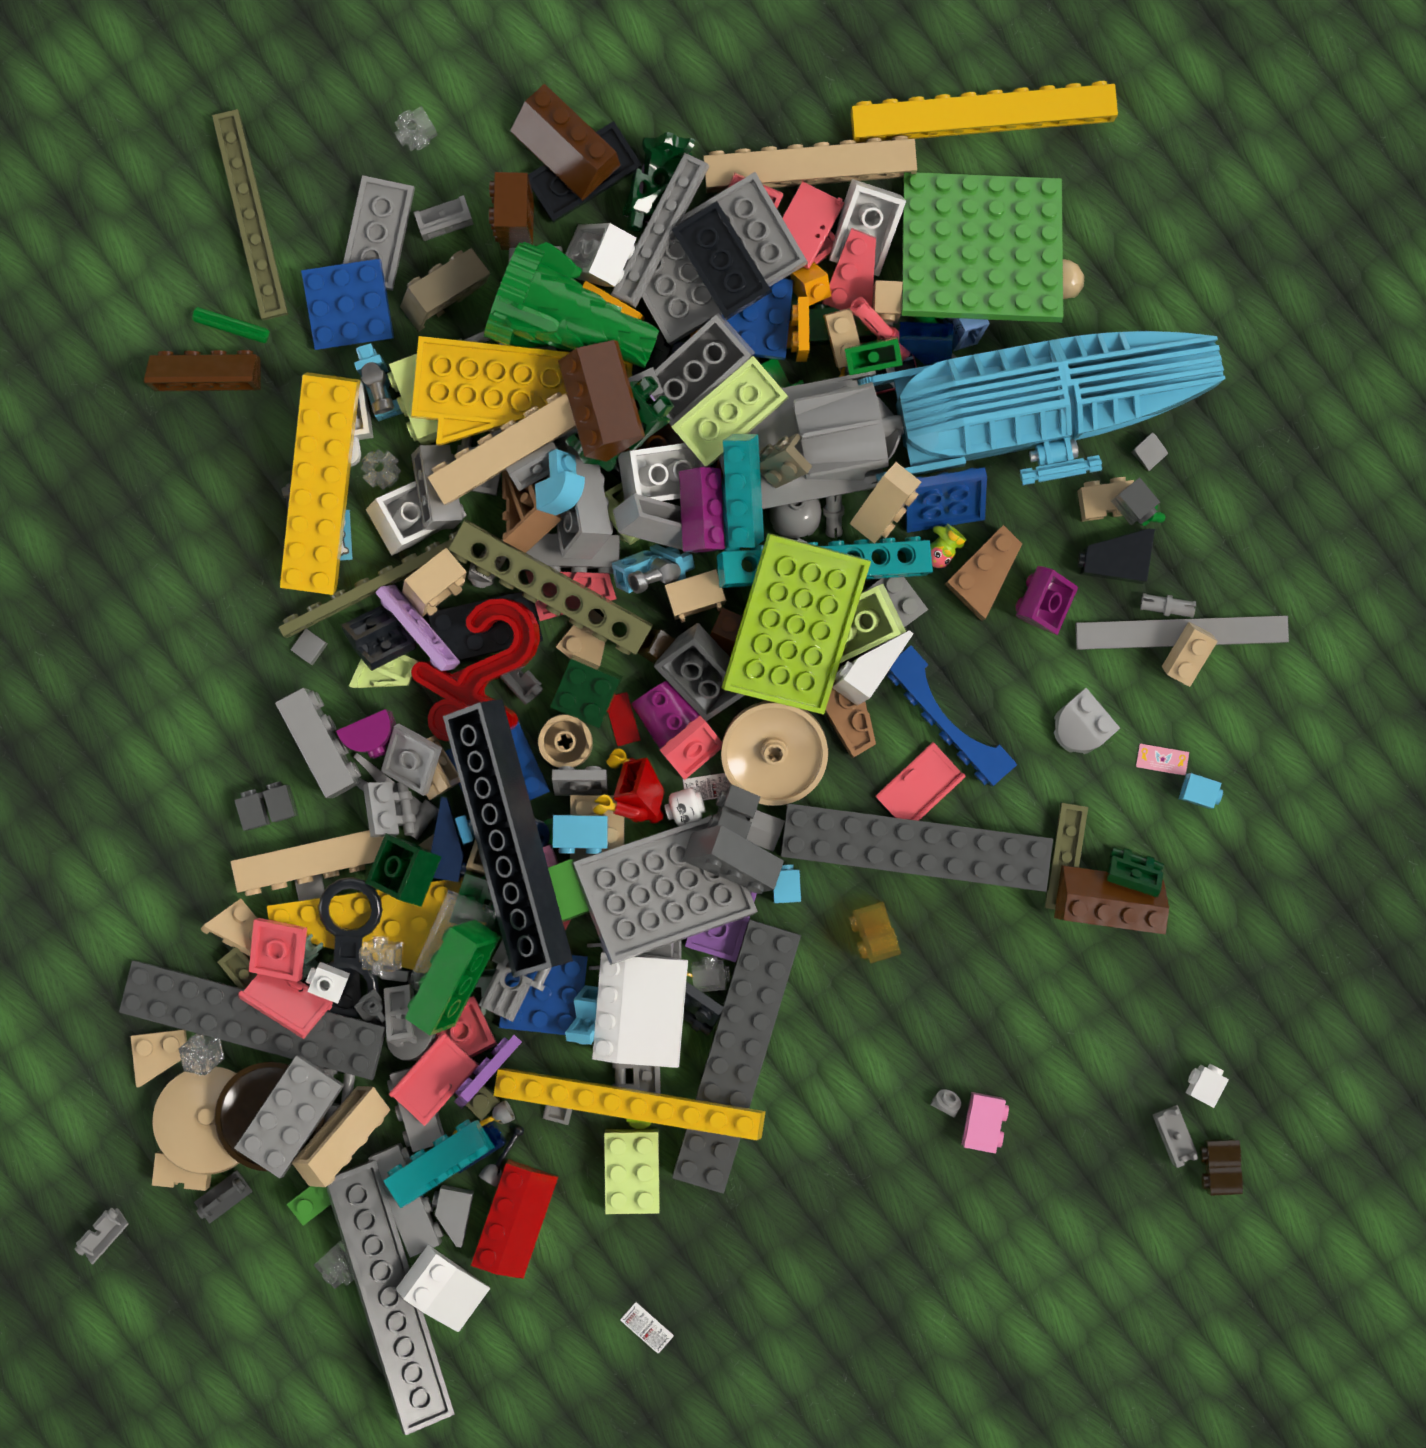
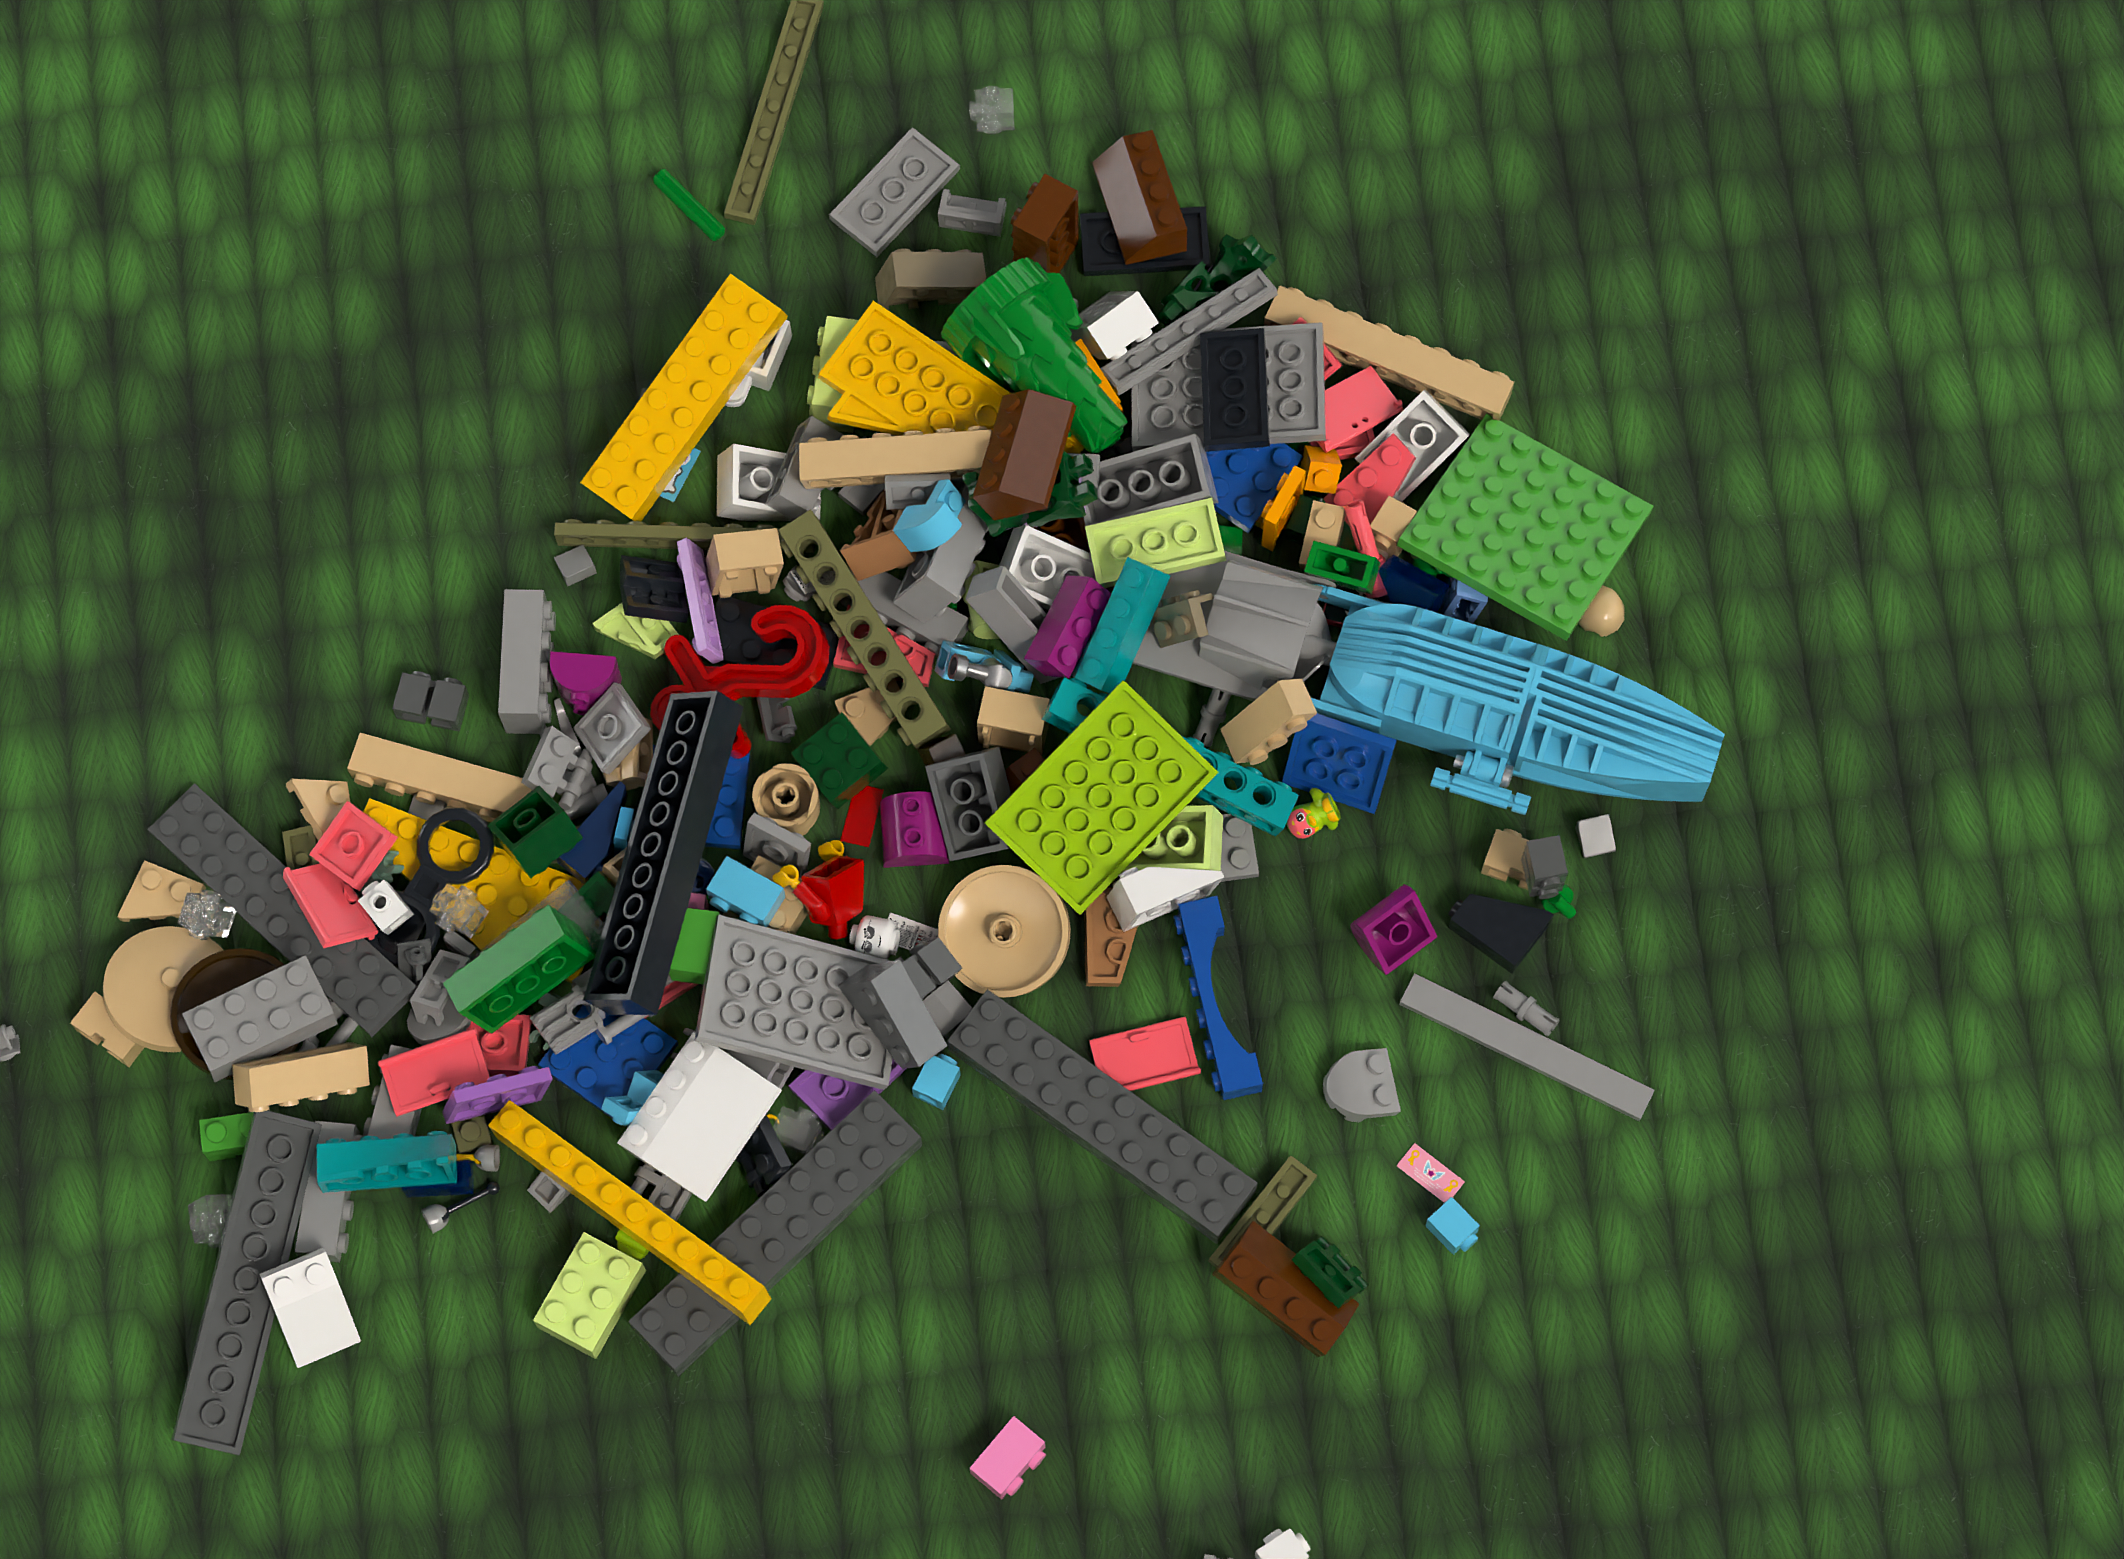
camera: 40 degrees right, 15 degrees down
(203, 372) = (632, 234): reddish brown slope -> none
(222, 1197) = (135, 1083): dark grey hinge -> none
(347, 304) = (821, 244): blue plate -> none
(372, 372) = (805, 320): hips -> none
(387, 476) = (757, 423): clear brick -> none
(453, 1211) = (371, 1233): light grey slope -> none
(514, 1220) = (431, 1278): red slope -> none
(647, 1327) = (505, 1482): white sticker -> none
(692, 747) = (917, 877): coral plate -> none
(796, 519) = (1172, 698): light grey cylinder -> none
(875, 932) = (1004, 1182): clear yellow brick -> none
(947, 1102) = (979, 1415): light grey plate -> none
(985, 113) = (1609, 398): yellow brick -> none
(985, 572) = (1342, 864): medium nougat wedge -> none
(1189, 654) = (1519, 1068): tan brick -> none

